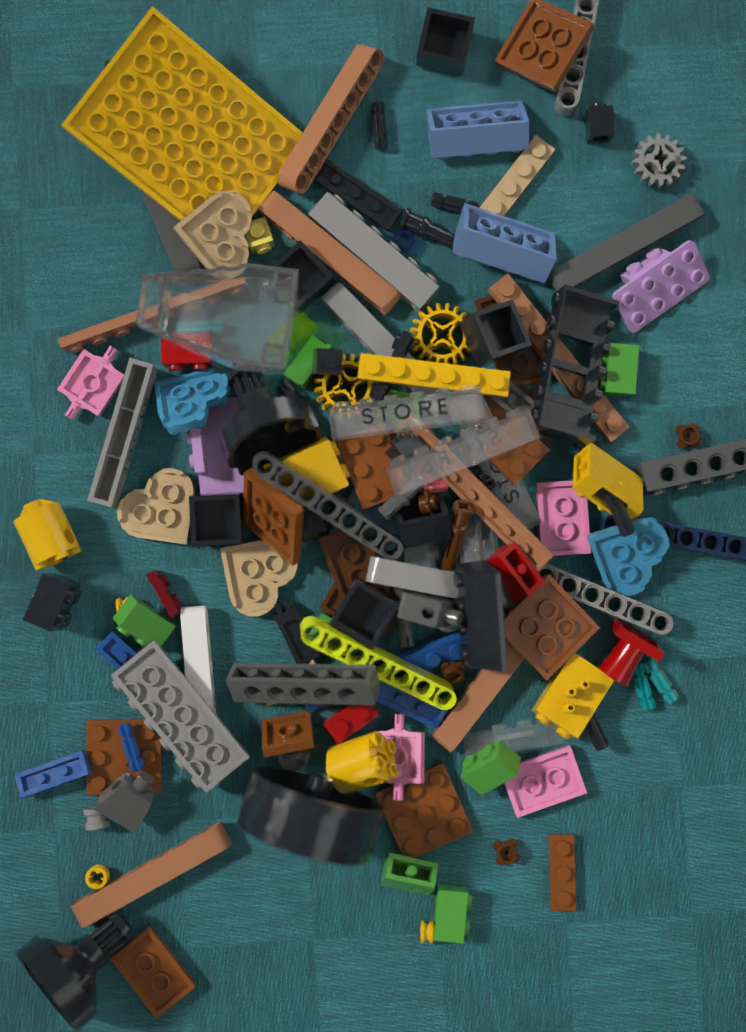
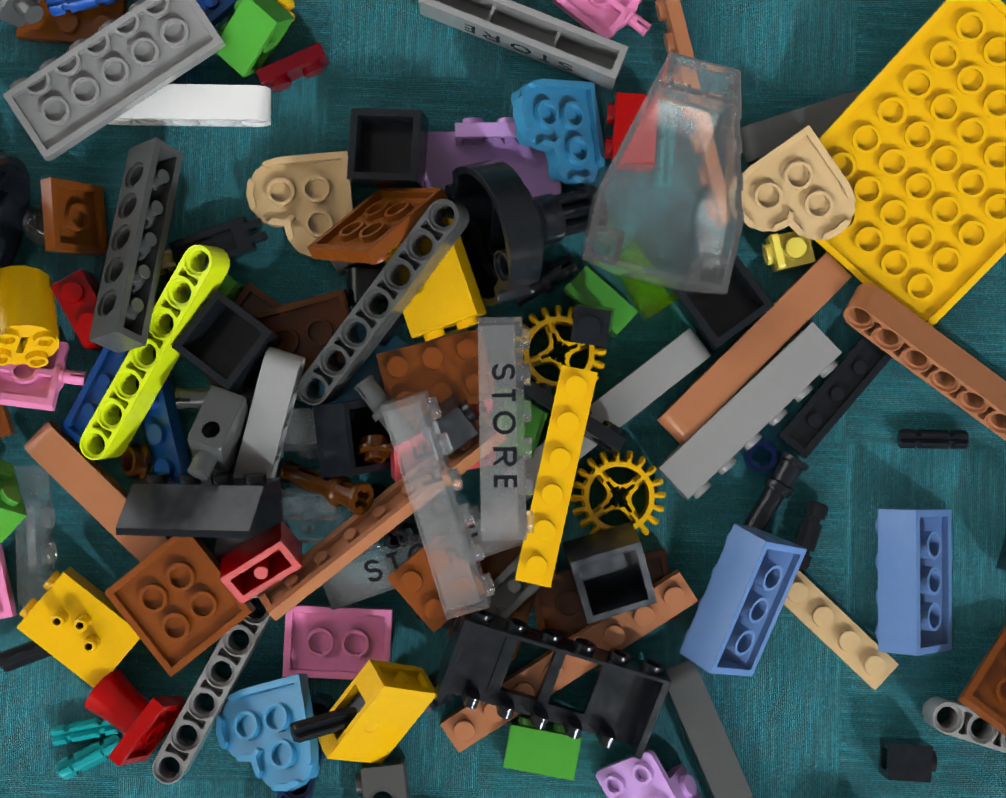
camera: 90 degrees right, 0 degrees up
(160, 509) = (412, 71): tan plate -> none

